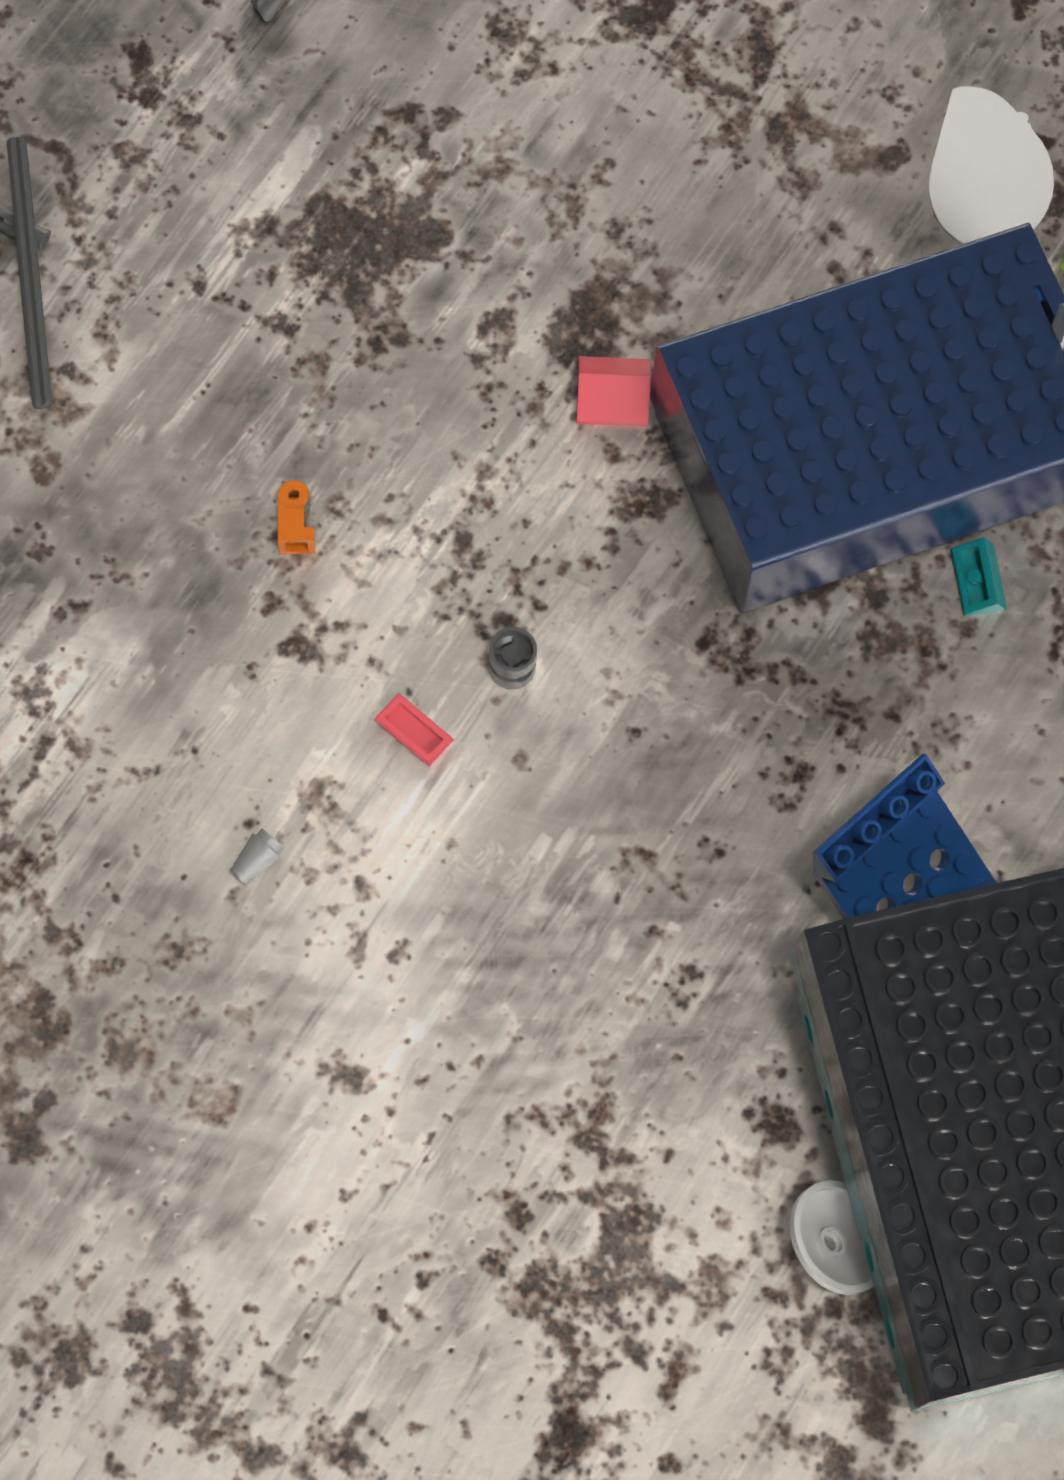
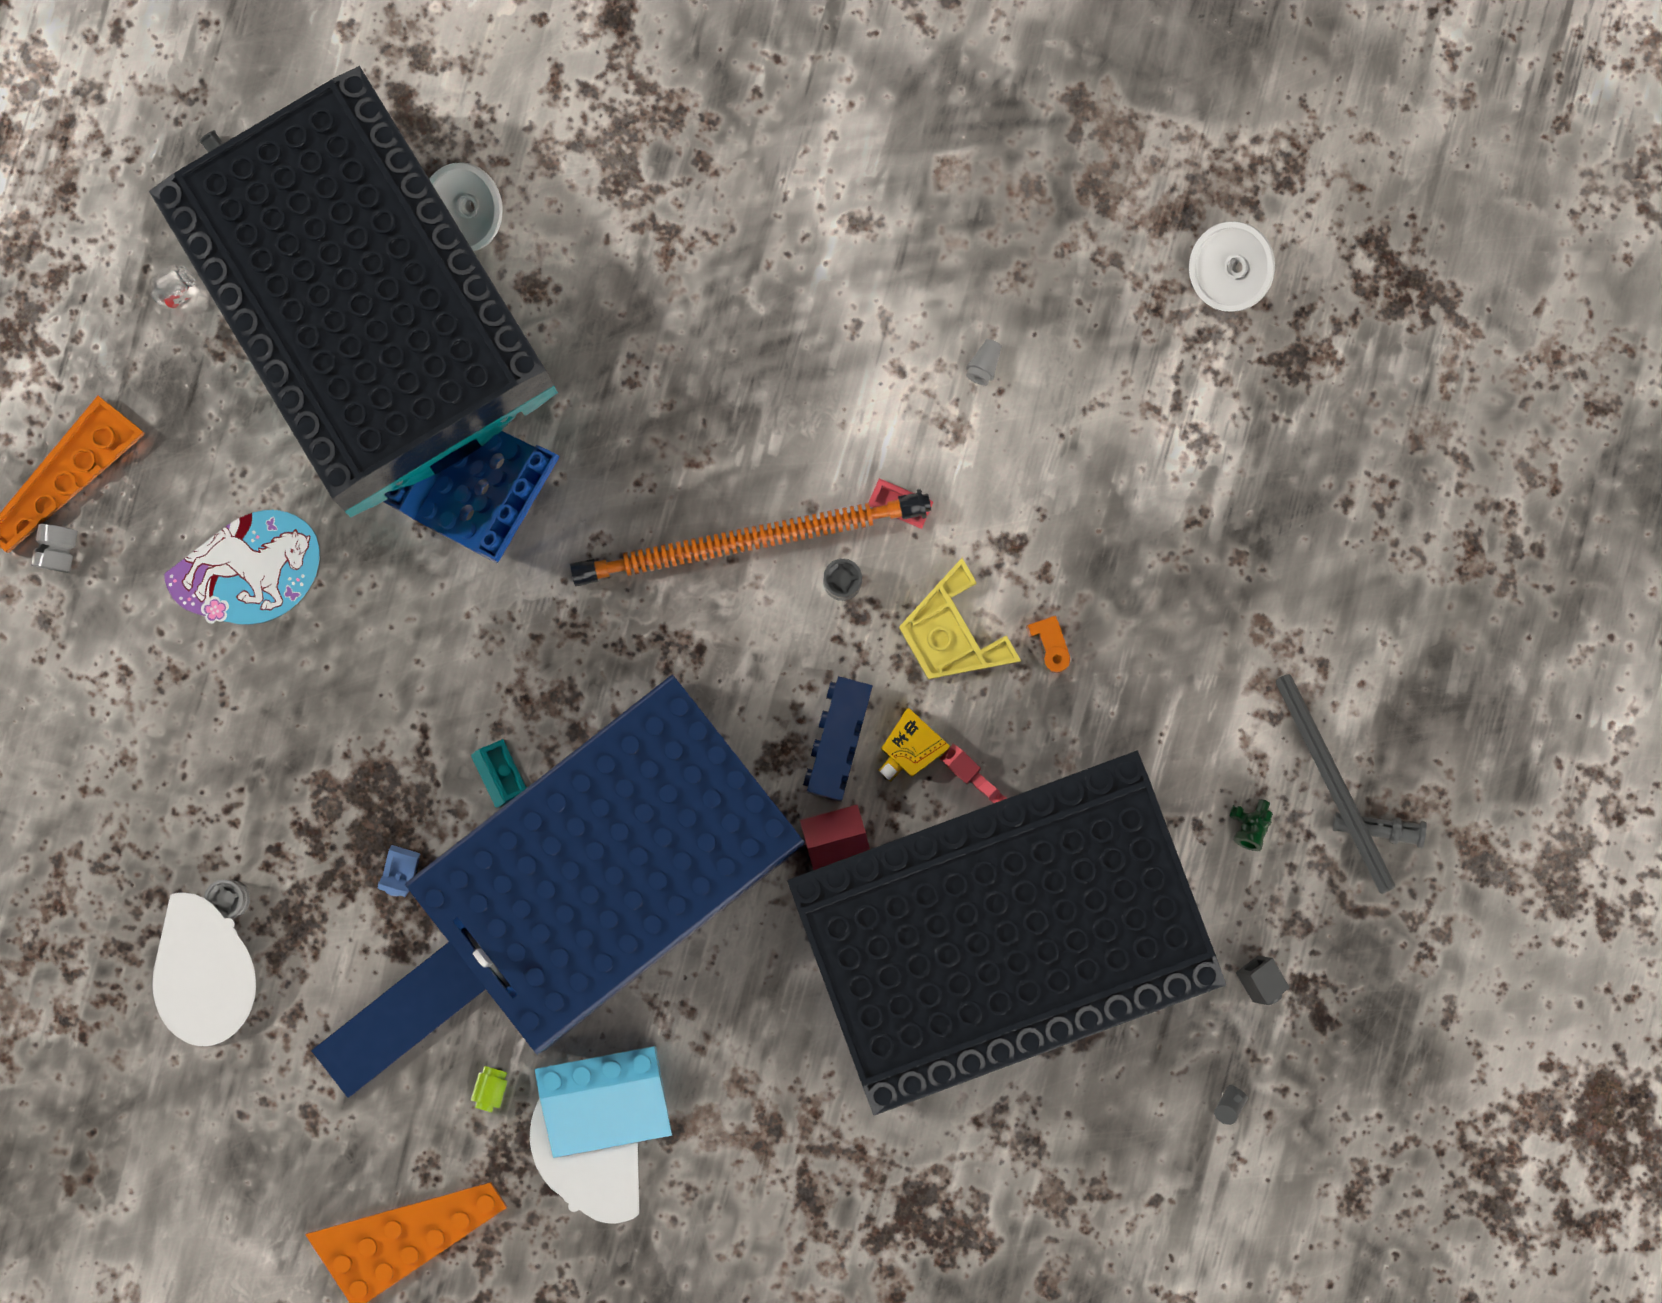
camera: 165 degrees right, 15 degrees up
(136, 261) = (1253, 826): none -> dark green piece
(190, 101) = (1263, 980): none -> dark grey brick
(408, 717) = (906, 507): none -> orange hose
(417, 563) = (942, 637): none -> light yellow wing
(440, 414) = (969, 771): none -> coral piece
(463, 201) = (1006, 932): none -> black piece
(493, 457) = (911, 747): none -> yellow torso
(577, 484) = (839, 738): none -> dark blue wedge
(953, 200) = (603, 1101): none -> medium azure slope

